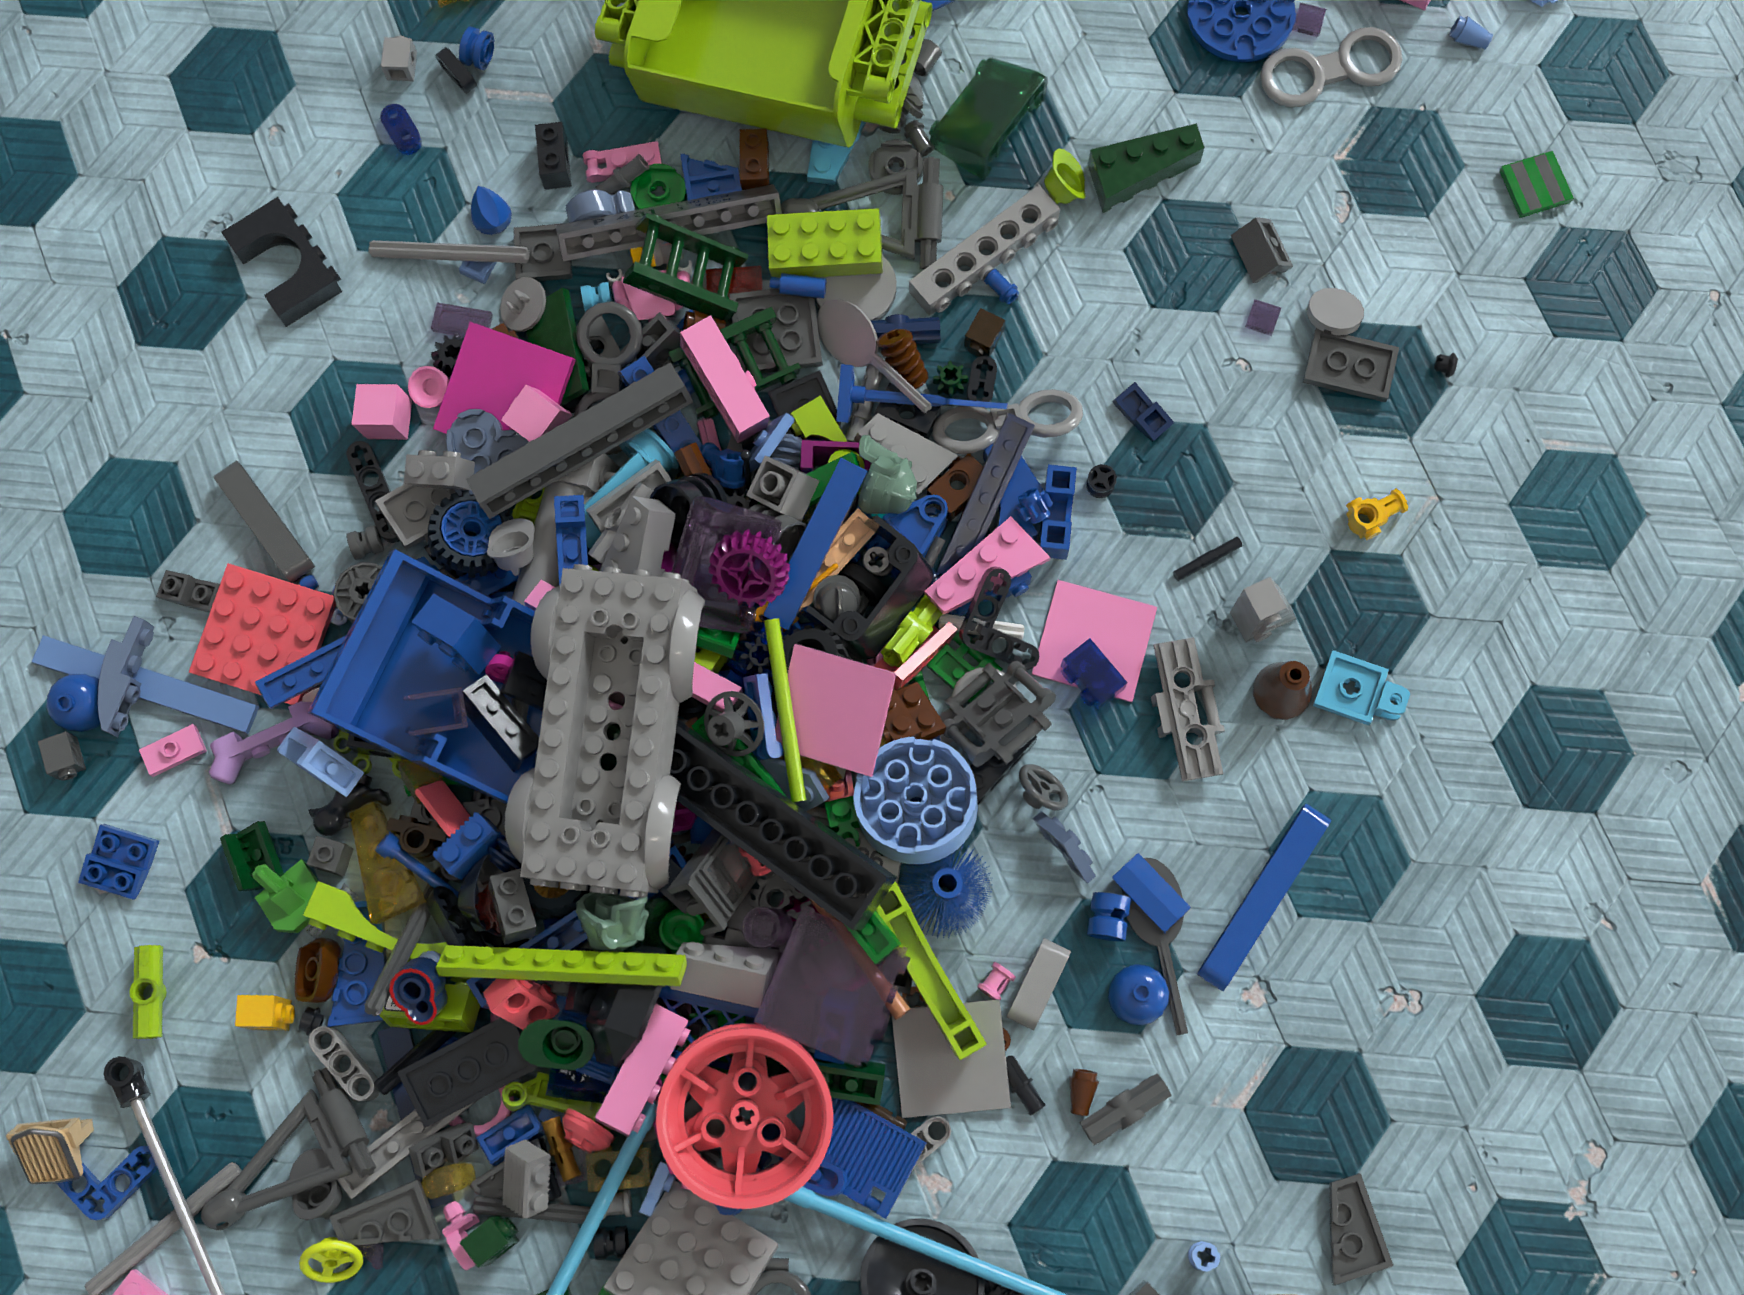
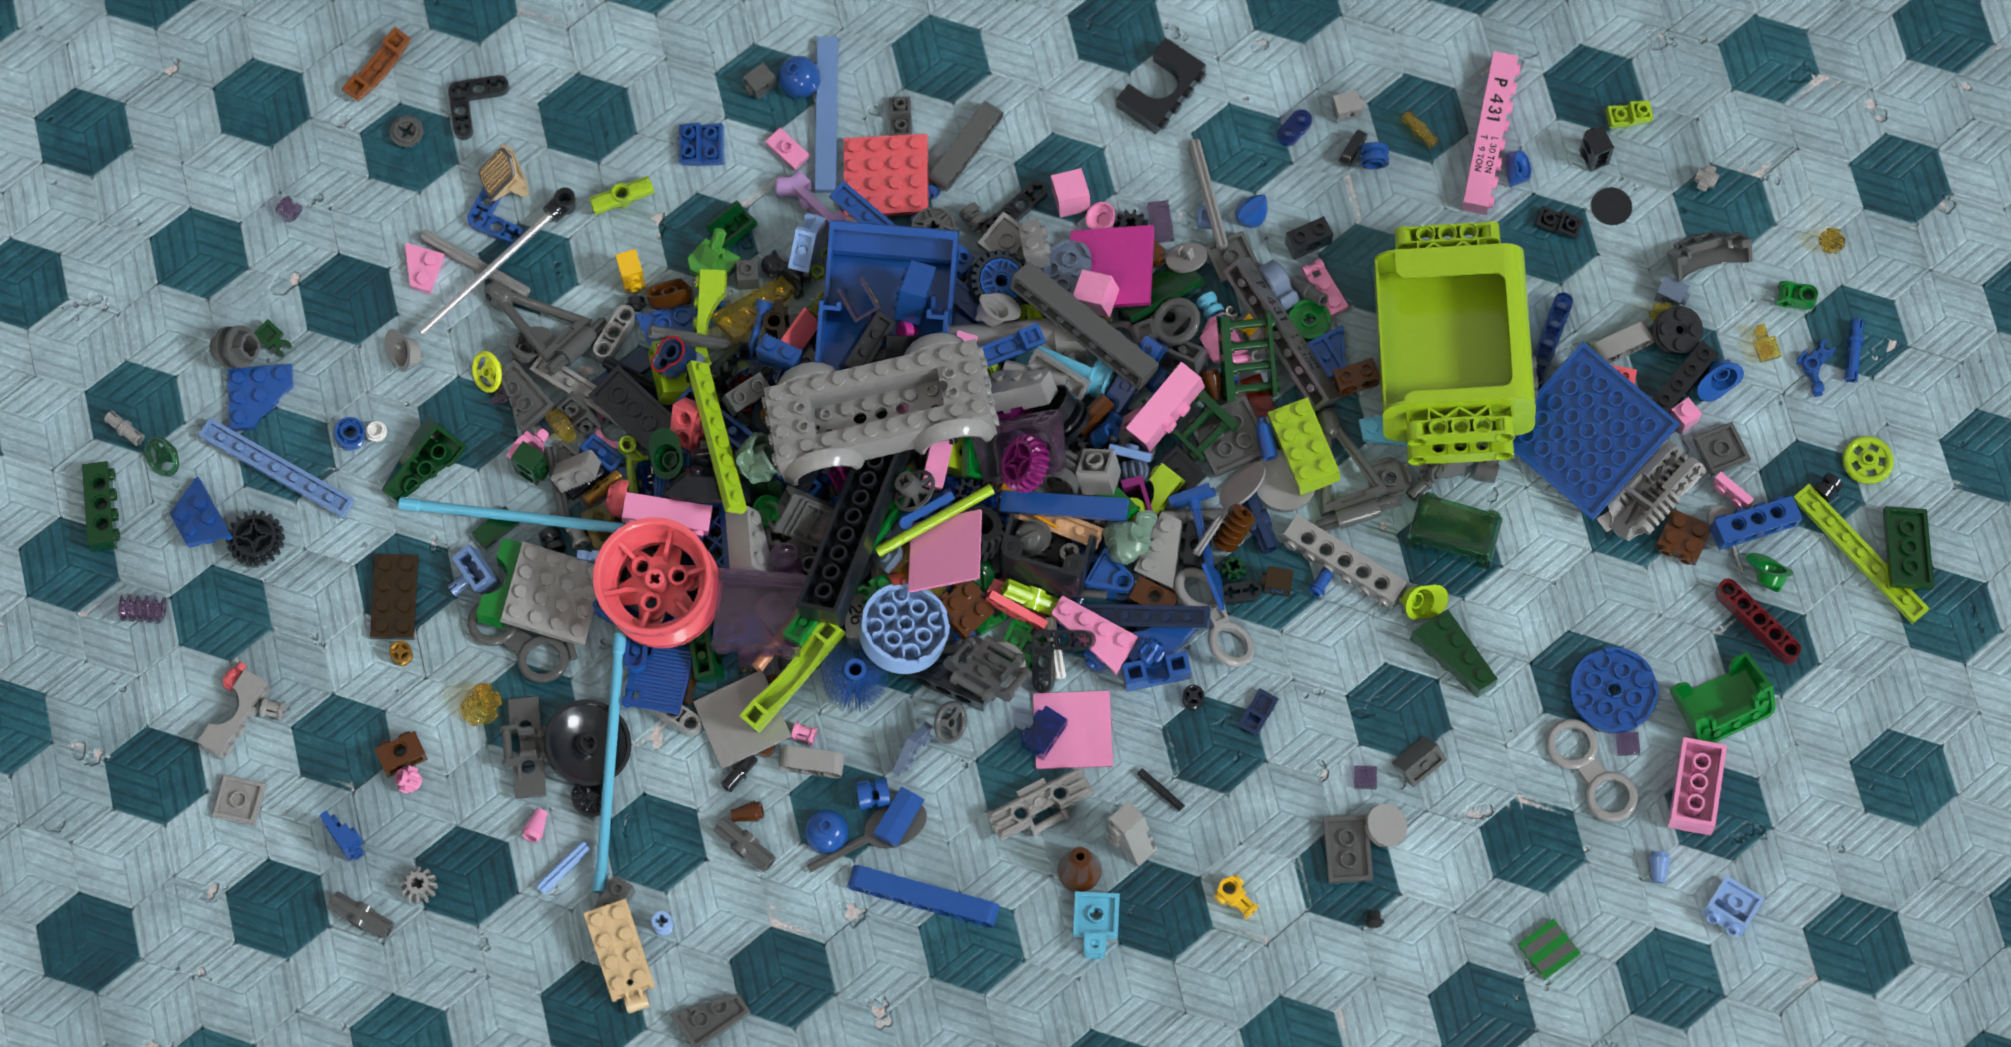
camera: 70 degrees right, 5 degrees down
(116, 686) = (816, 96): sand blue slope -> none

